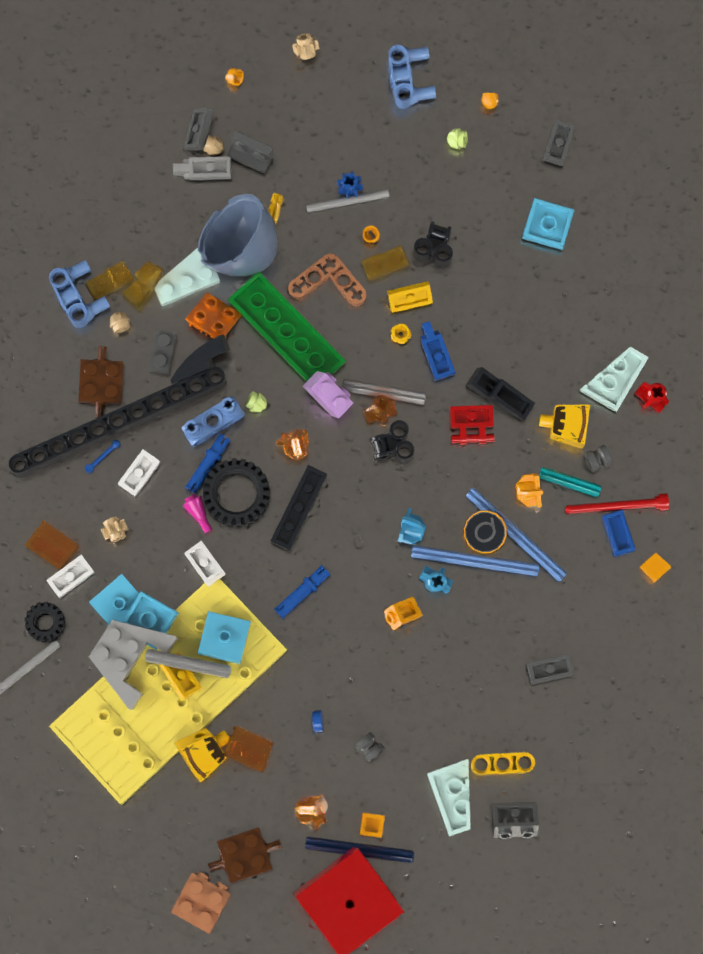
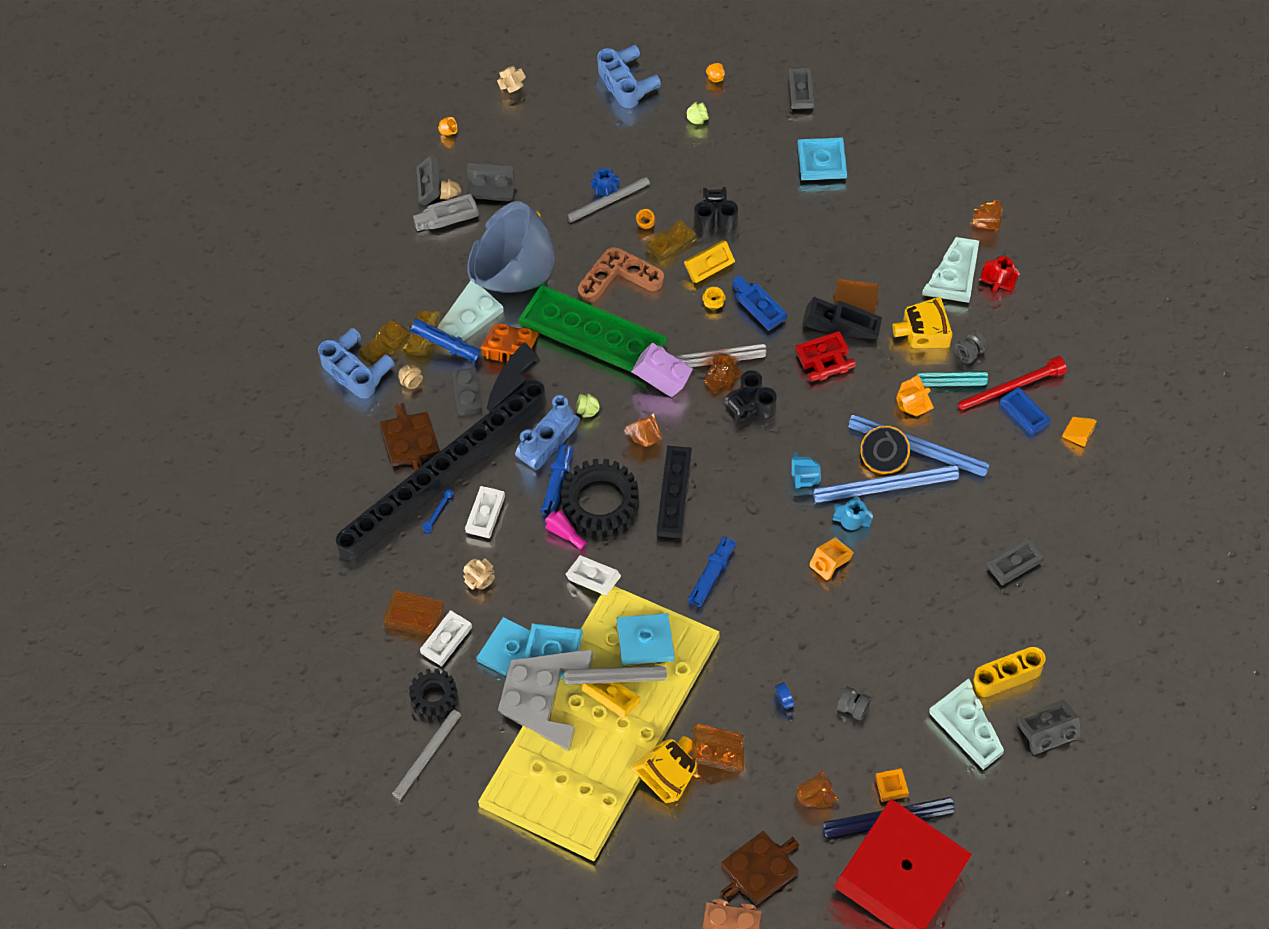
camera: 15 degrees left, 20 degrees down
(166, 307) = (441, 338): none -> blue pin
(522, 373) = (858, 294): none -> clear orange piece
(667, 335) = (988, 216): none -> clear orange piece

